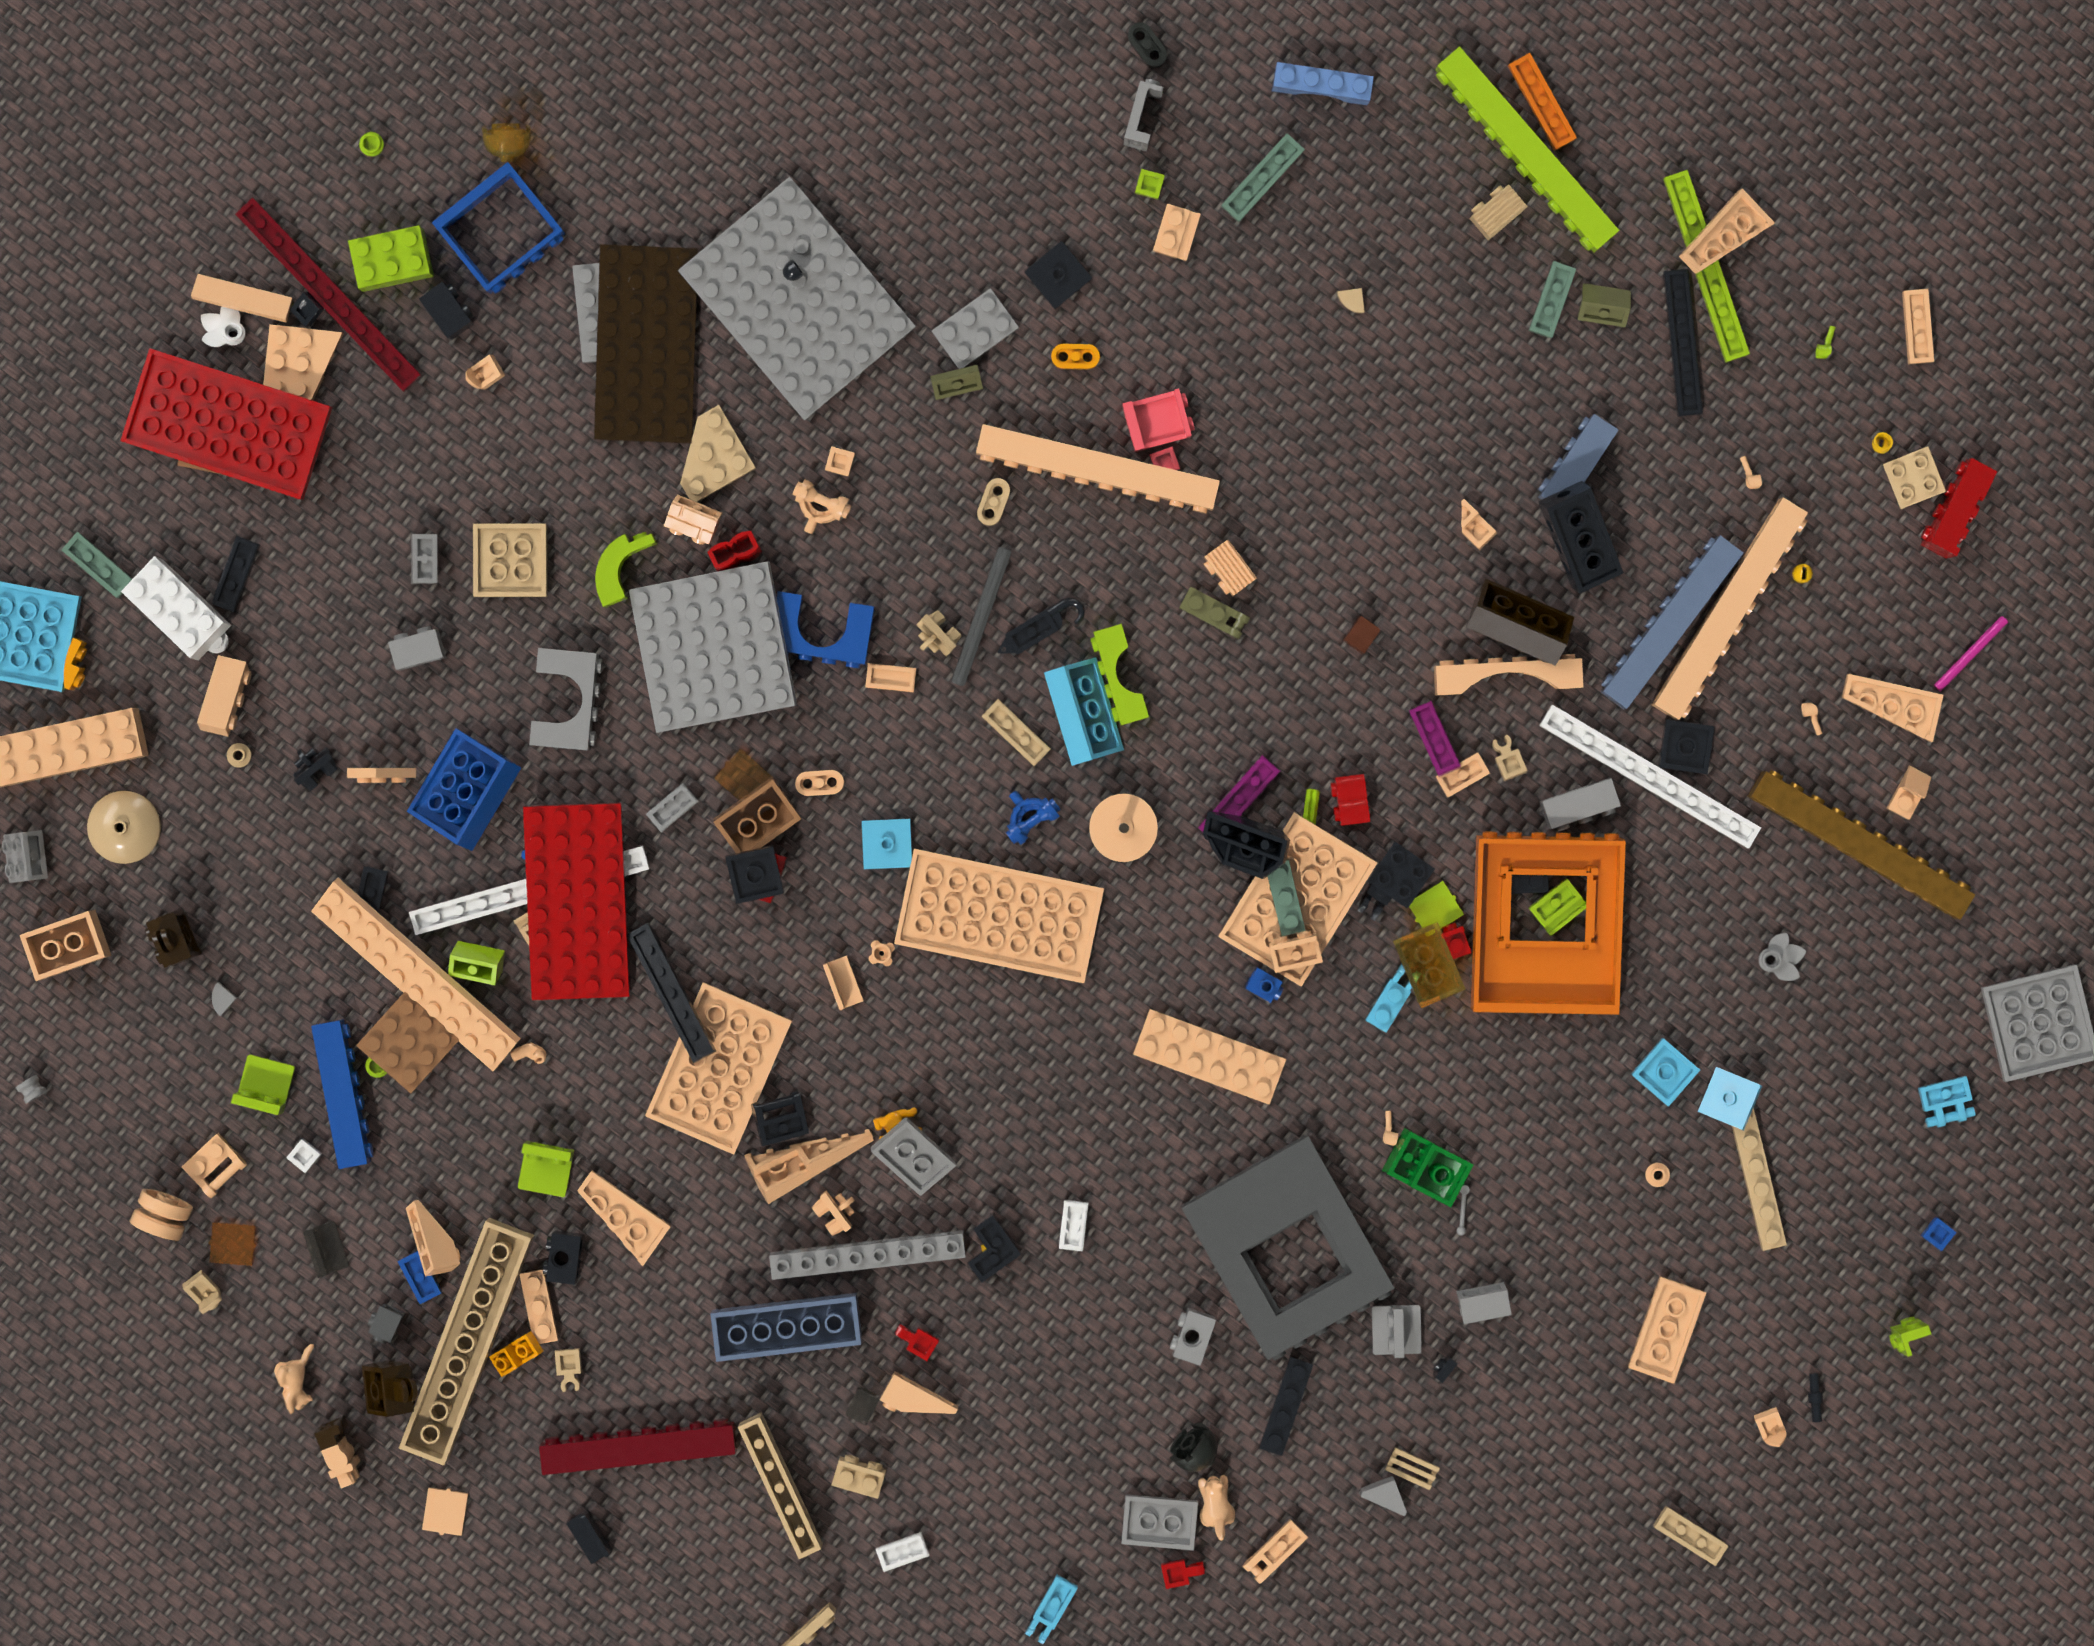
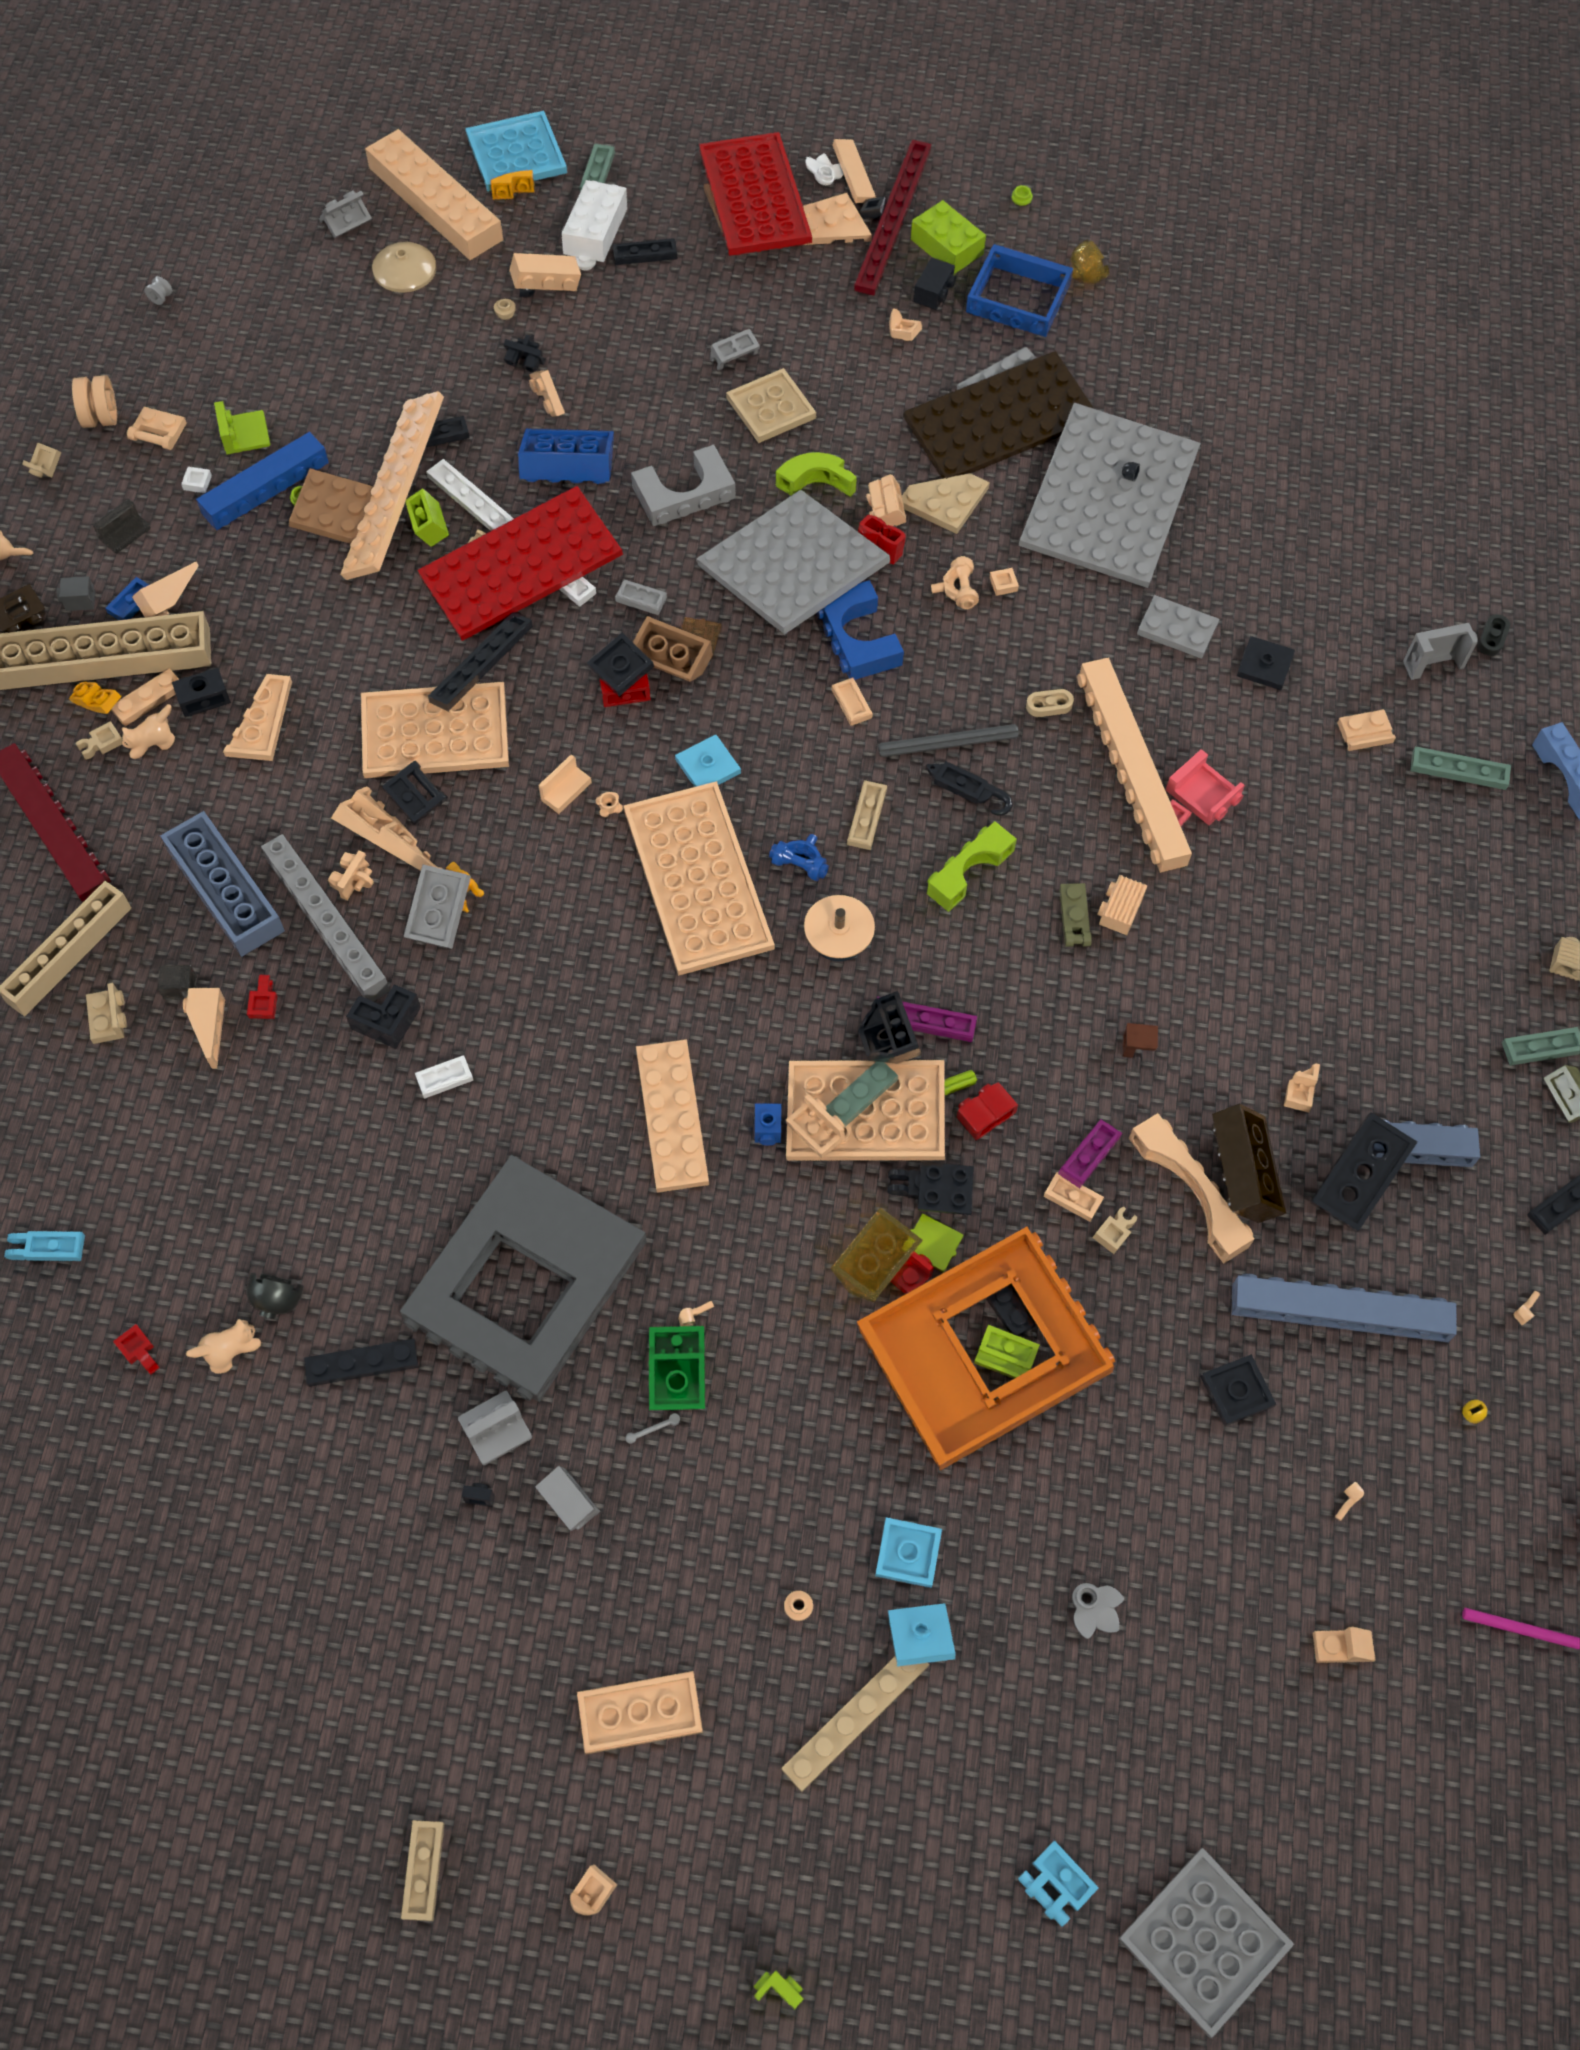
camera: 60 degrees right, 25 degrees down
(65, 945) = (287, 261): light nougat brick -> none
(172, 938) = (330, 316): dark brown brick -> none
(222, 998) = (300, 377): light grey tile -> none
(232, 1243) = (95, 469): clear orange piece -> none
(417, 648) = (660, 377): light grey brick -> none
(531, 1051) = (373, 592): light nougat arm -> none
(545, 1168) = (275, 645): lime bracket -> none
(586, 1320) = (149, 733): none -> light nougat animal
(819, 782) = (729, 691): light nougat plate -> none
(902, 1551) = (46, 1085): white plate -> none
(934, 636) = (908, 713): tan hips -> none
(956, 382) = (1127, 629): olive plate -> none
(1075, 356) = (1212, 704): light orange plate -> none
(1083, 711) = (919, 852): medium azure slope -> none
(1149, 184) = (1389, 689): lime plate -> none
(1159, 1522) = (181, 1302): light grey plate -> none
(1194, 1350) = (402, 1242): light grey brick -> none
(1275, 1550) = (203, 1430): light nougat plate -> none
(1352, 300) = (1417, 888): tan tile -> none
(1384, 1494) = (314, 1509): light grey slope -> none
(1389, 1002) = (816, 1247): medium azure hinge -> none
(1431, 1477) = (355, 1499): tan tile -> none
(1580, 804) = (1118, 1318): light grey brick -> none
(1650, 776) = (1187, 1376): white plate -> none
(1729, 609) = (1394, 1356): light nougat brick -> none
(1815, 1397) = (651, 1927): black bar -> none
(1862, 845) = (1261, 1628): pearl gold brick -> none
(1901, 705) = (1422, 1582): light nougat wing -> none
(1938, 1234) = (909, 1962): blue plate -> none

